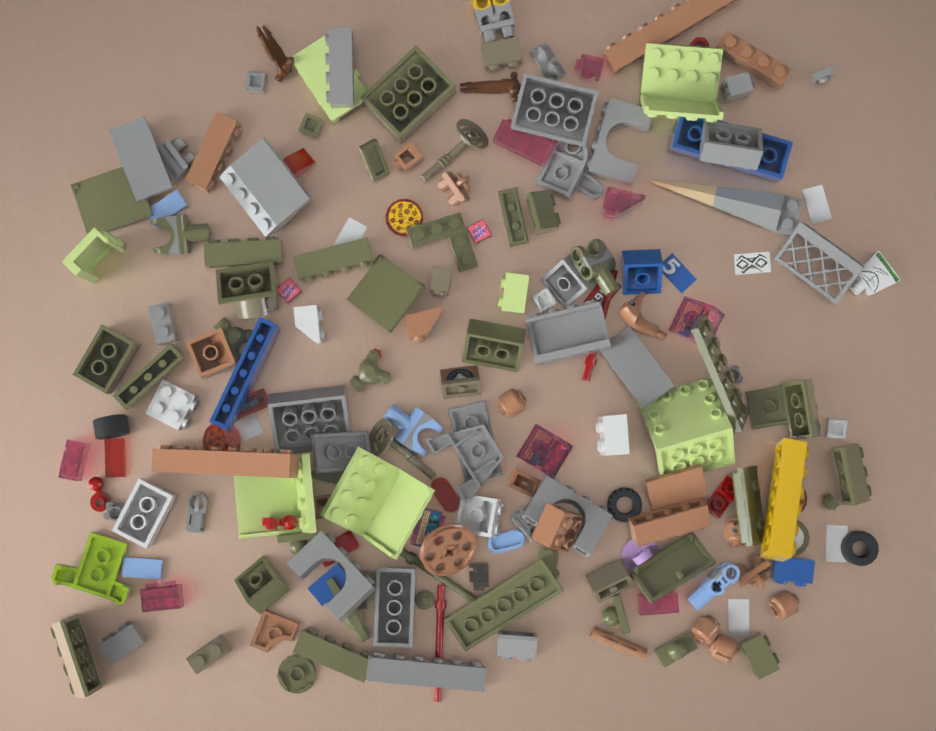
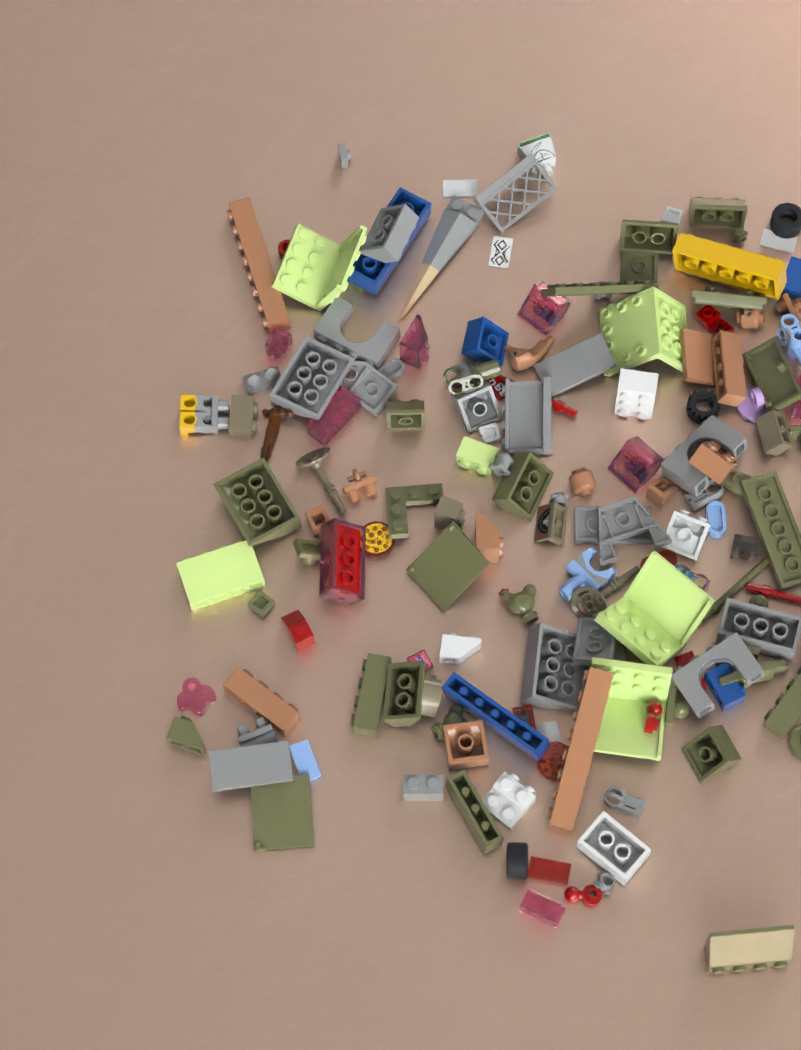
camera: 75 degrees left, 20 degrees down
(91, 252) = (346, 841): yellowish green panel -> none
(97, 569) = (663, 910): lime piece -> none
(106, 359) = (446, 850): olive brick -> none
(122, 643) = (743, 903): light grey brick -> none
(142, 568) = (669, 868): light blue tile -> none
(161, 597) = (704, 853): clear pink brick -> none
(163, 92) = (185, 735): none -> olive slope
(180, 234) = (335, 750): olive connector -> none
(203, 92) = (195, 699): none -> clear pink plate
(209, 654) = (772, 818): dark tan brick -> none
(256, 82) = (201, 647): light grey tile -> none
(265, 187) = (313, 652): light grey slope -> none
(273, 629) = (759, 754): nougat tile -> none
(275, 53) = (196, 612): reddish brown piece -> none
(333, 259) = (400, 612): olive brick -> none
(340, 67) = (215, 554): light grey brick -> none
(351, 231) = (382, 596): white sticker -> none
(366, 191) = (342, 561): none -> brick
(448, 542) = (714, 565): nougat wedge -> none
(479, 231) = (408, 475): tile -> none
(487, 384) = (560, 498): none -> light grey plate
(506, 319) = (501, 464): none -> light grey brick
(513, 217) = (402, 443): olive tile -> none
(677, 273) = (496, 314): blue sticker -> none
(737, 87) = (336, 223): light grey brick -> none
(753, 60) = (314, 205): nougat brick -> none

